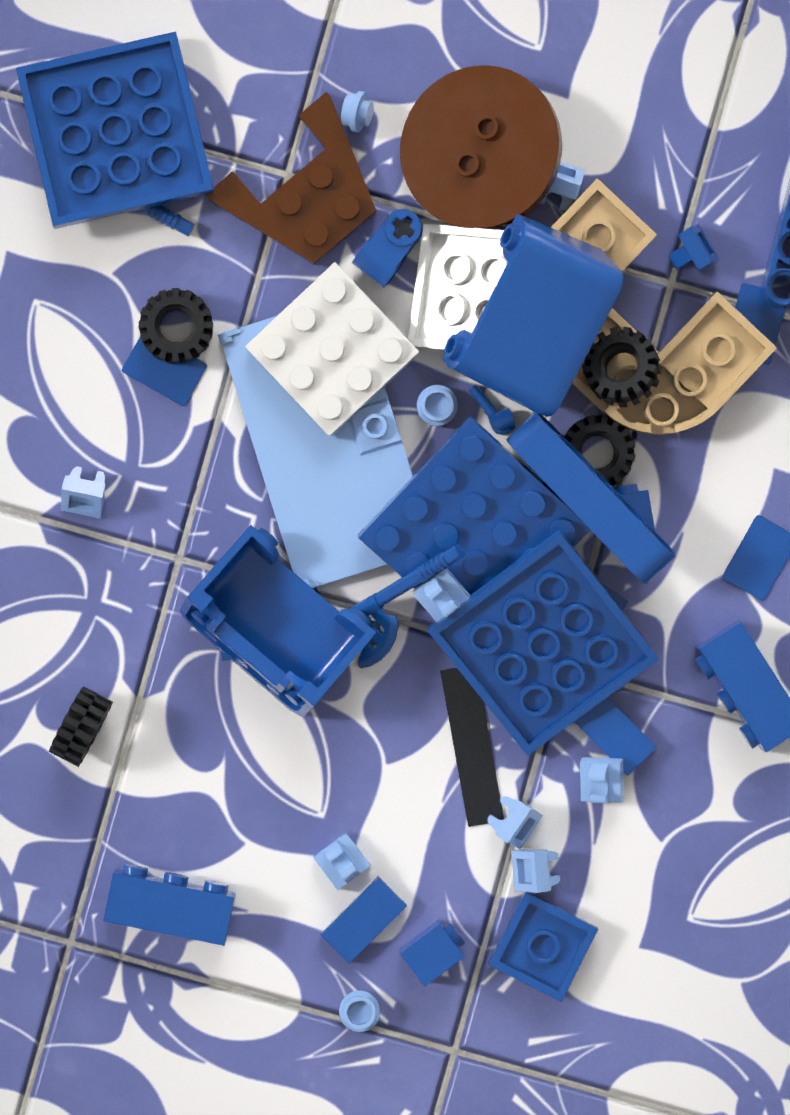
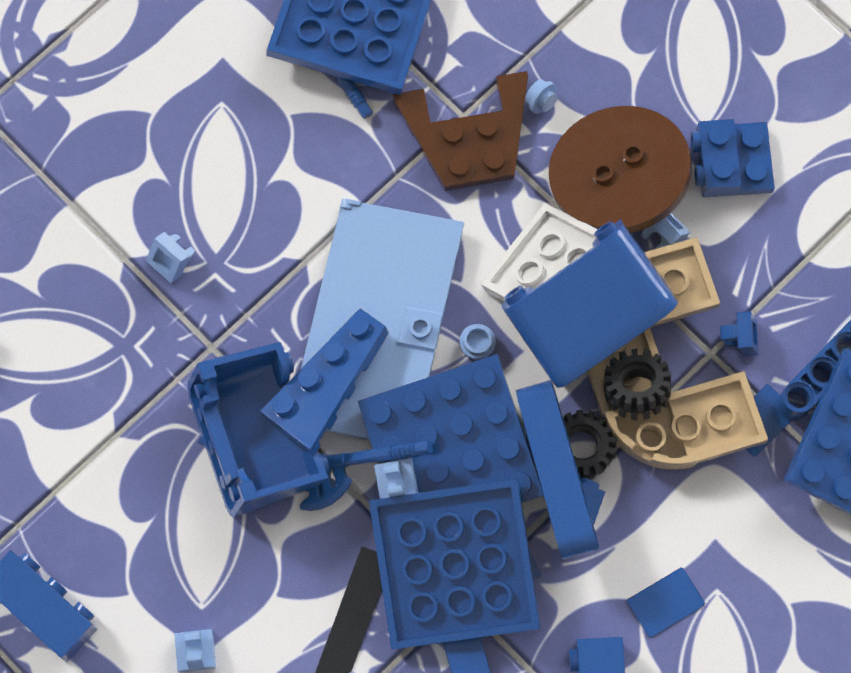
camera: 30 degrees right, 15 degrees down
(80, 726) = (57, 423): black tyre -> none
(170, 301) = (309, 154): black tyre -> none
(171, 380) = (287, 202): blue sticker -> none
(314, 549) = (317, 391): none -> blue wing
(332, 349) = (421, 253): white plate -> none
(383, 252) = (505, 205): blue piece -> none
(500, 421) = (518, 379): blue hand -> none
(585, 66) = (732, 158): none -> blue plate

